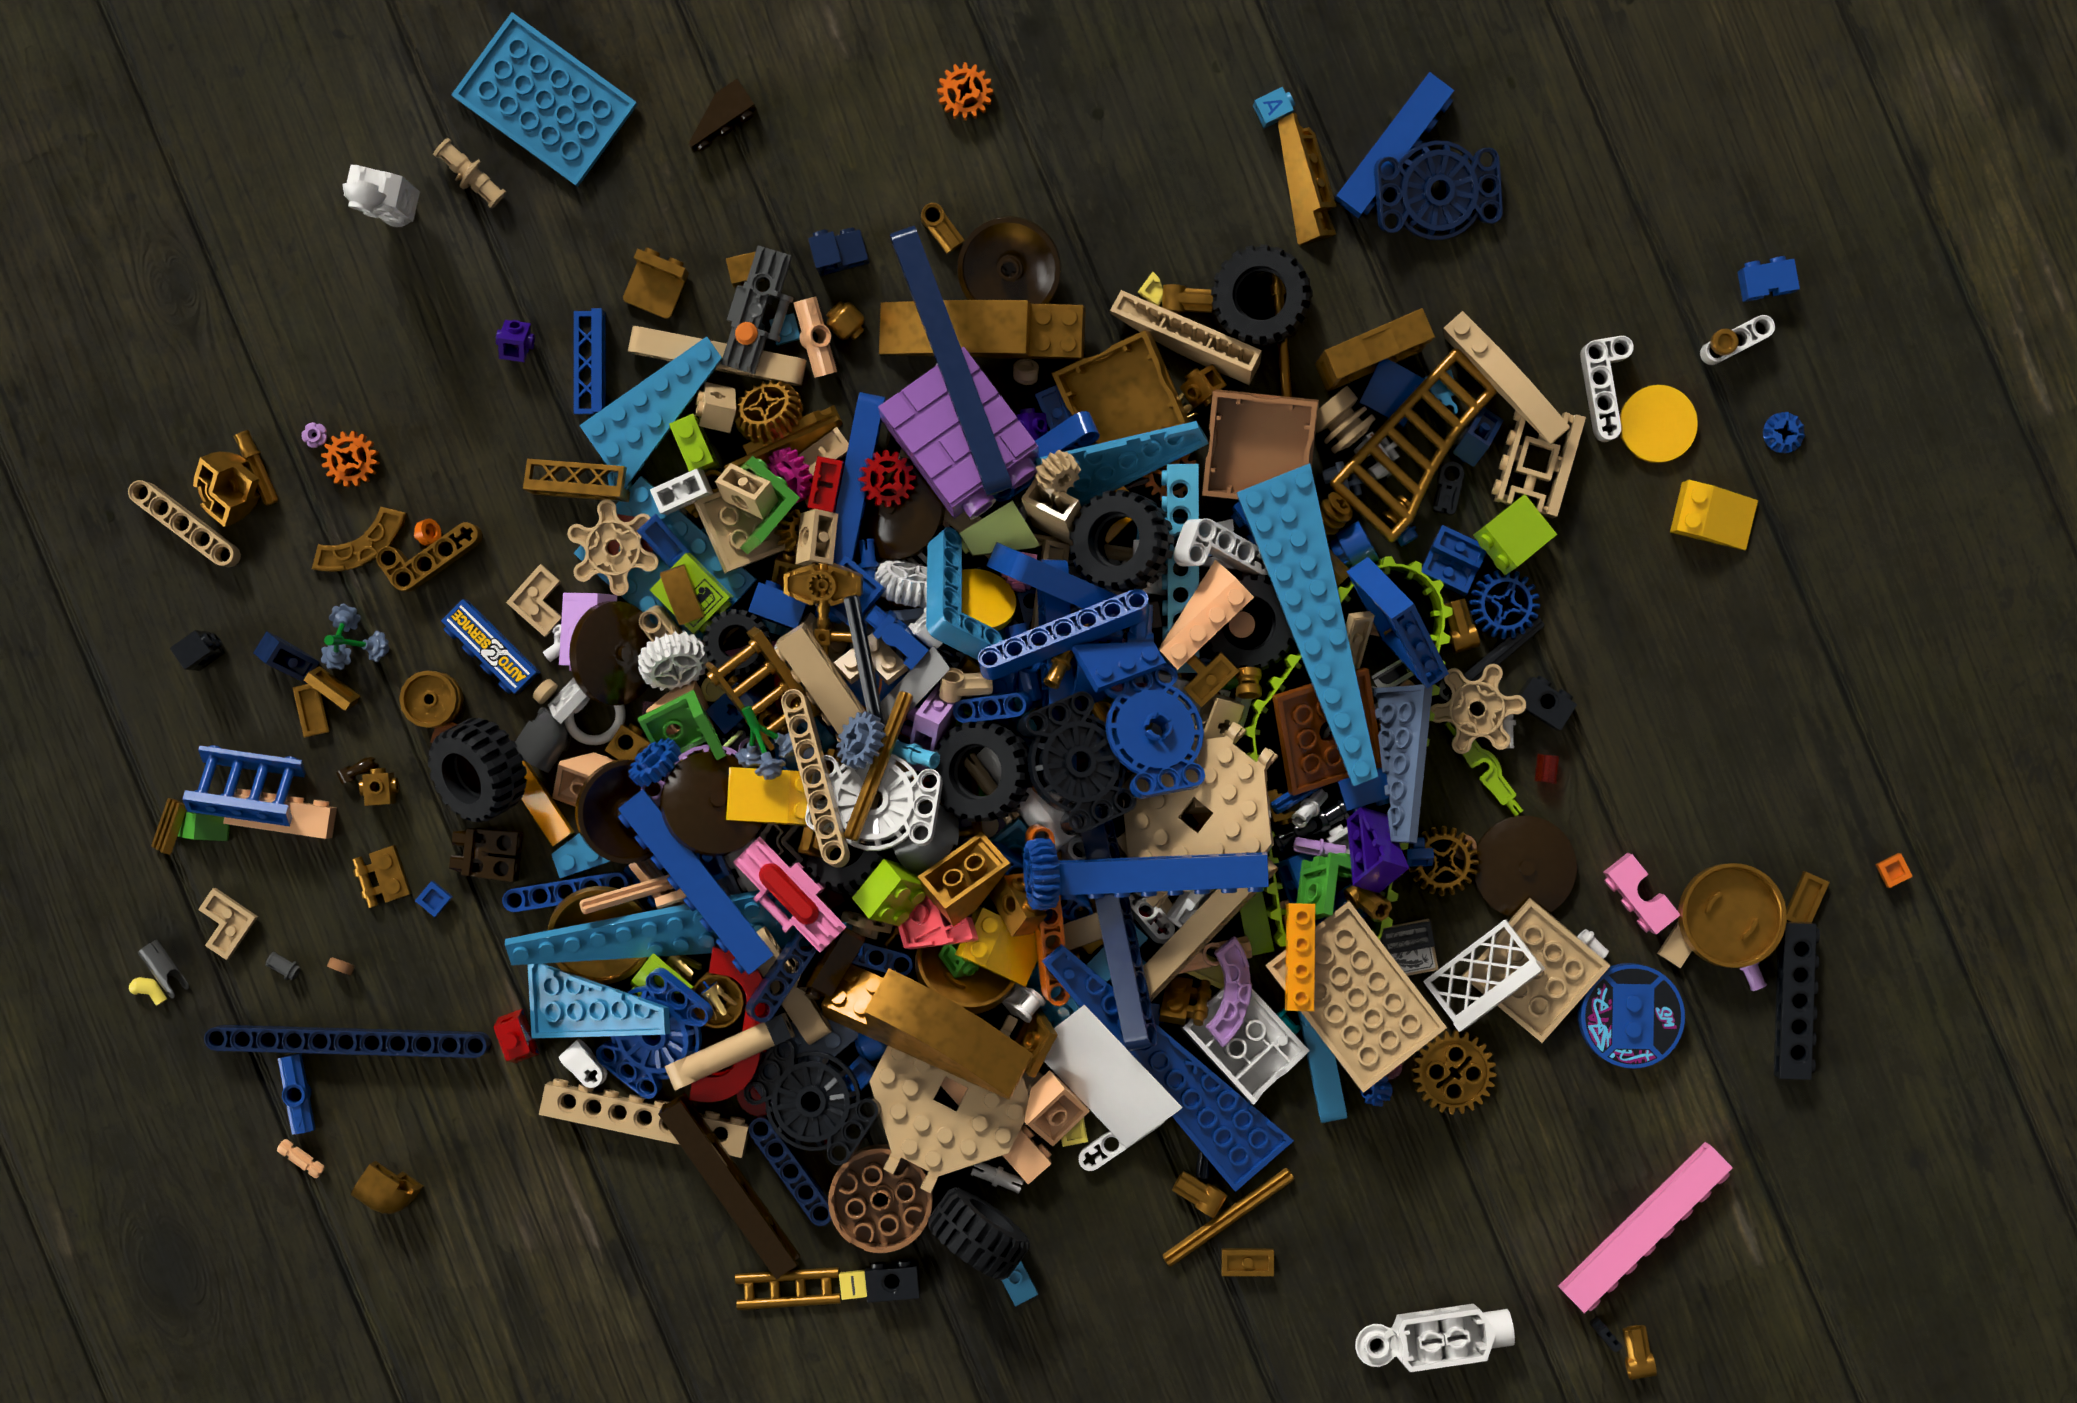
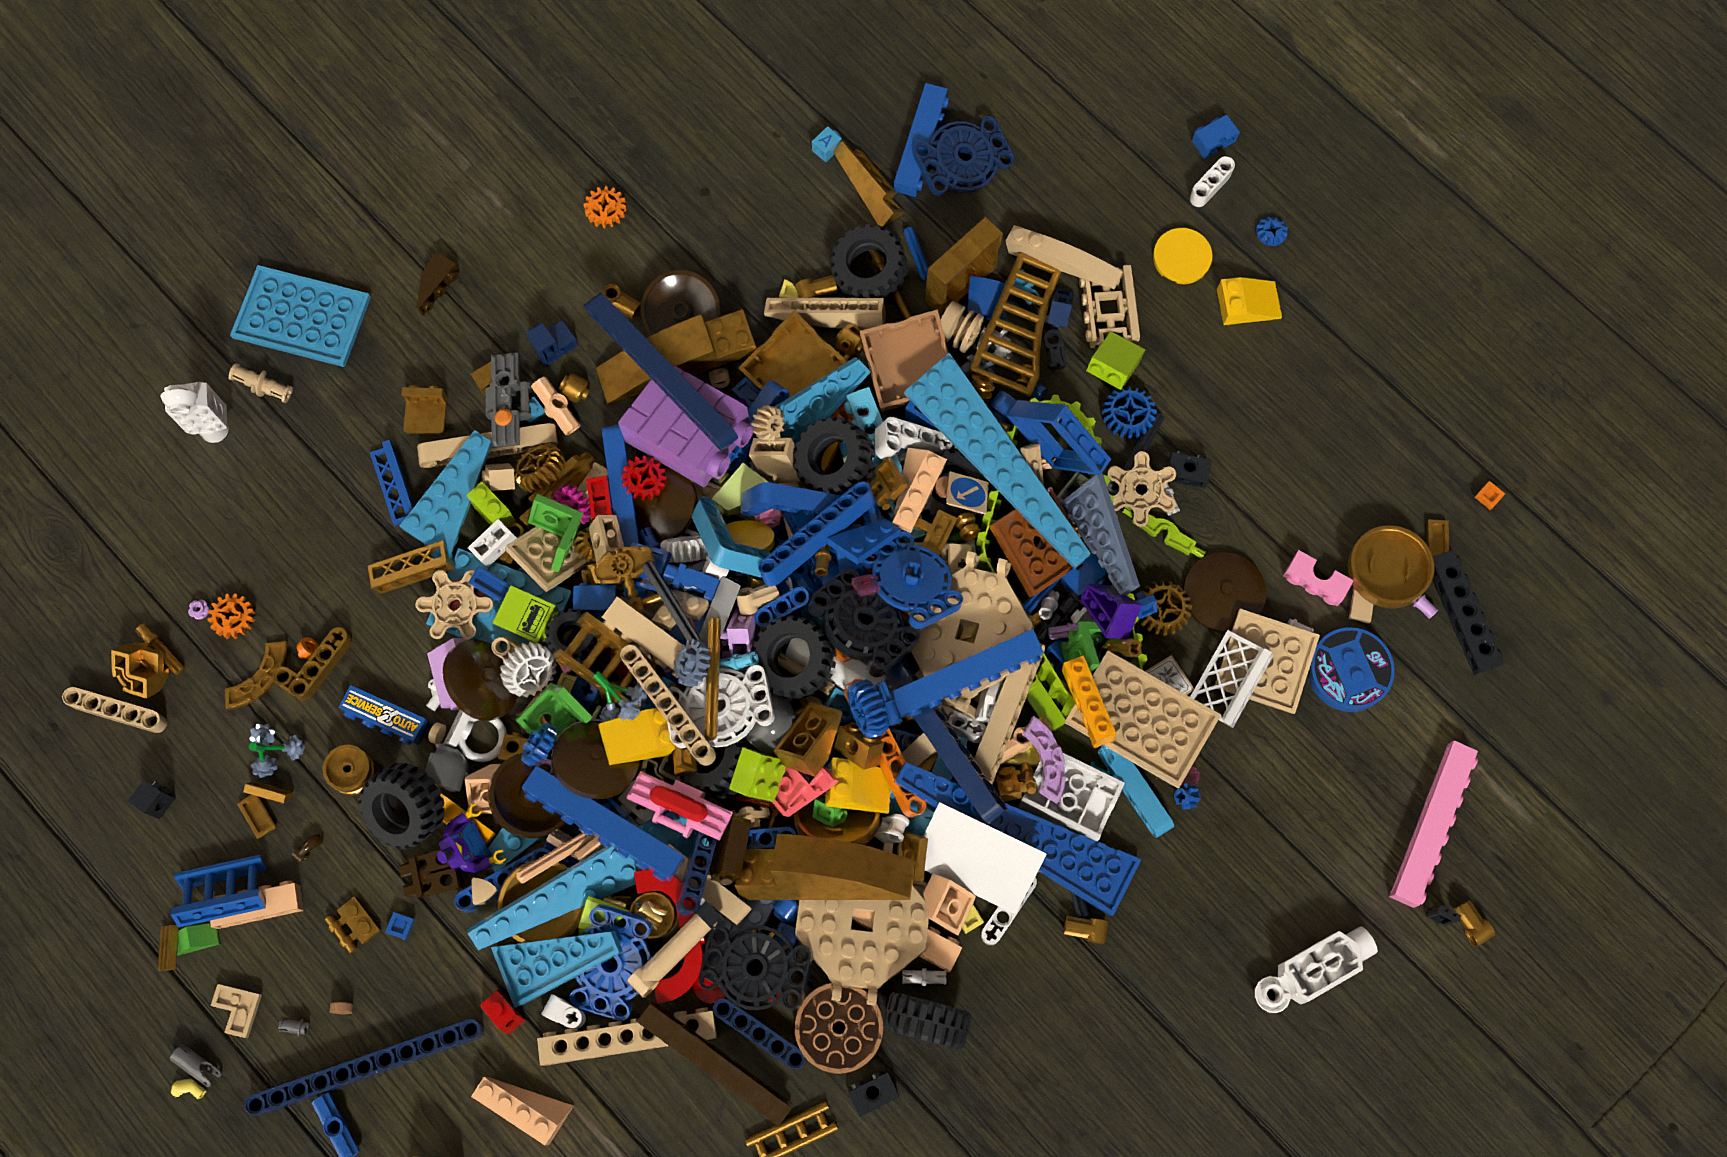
camera: 25 degrees left, 15 degrees down
(285, 657) = (223, 781): dark blue slope -> none
(388, 787) = (329, 854): pearl gold brick -> none
(505, 1151) = (525, 1109): none -> light nougat wedge
(514, 340) = (331, 485): dark purple brick -> none
(530, 602) = (404, 670): tan plate -> none
(534, 838) = (464, 845): none -> torso
(536, 903) = (482, 891): none -> tan tile
(681, 594) = (518, 615): pearl gold slope -> none
(746, 491) = (541, 523): tan brick -> none
(852, 1284) = (842, 1110): light yellow tile -> none
(1020, 1285) = (972, 1057): dark azure plate -> none
(1067, 876) = (891, 709): none -> blue axle
(1095, 723) = (865, 585): none -> clear pink tile
(1177, 595) = (892, 481): none -> pearl gold plate
(1228, 1217) = (1115, 940): pearl gold axle -> none
(1247, 1262) = (1145, 969): pearl gold plate -> none
(1262, 645) = (967, 493): none -> piece
(1330, 289) = (916, 252): none -> blue axle
(1428, 933) = (1176, 665): black tile -> none
(1453, 560) = (1083, 390): blue slope -> none
(1462, 631) = (1110, 442): pearl gold piece -> none
(1469, 1089) = (1256, 769): pearl gold gear -> none
(1546, 768) = (1209, 515): clear red piece -> none
(1607, 390) = (1144, 266): white beam -> none
(1724, 342) = (1204, 182): pearl gold tile -> none

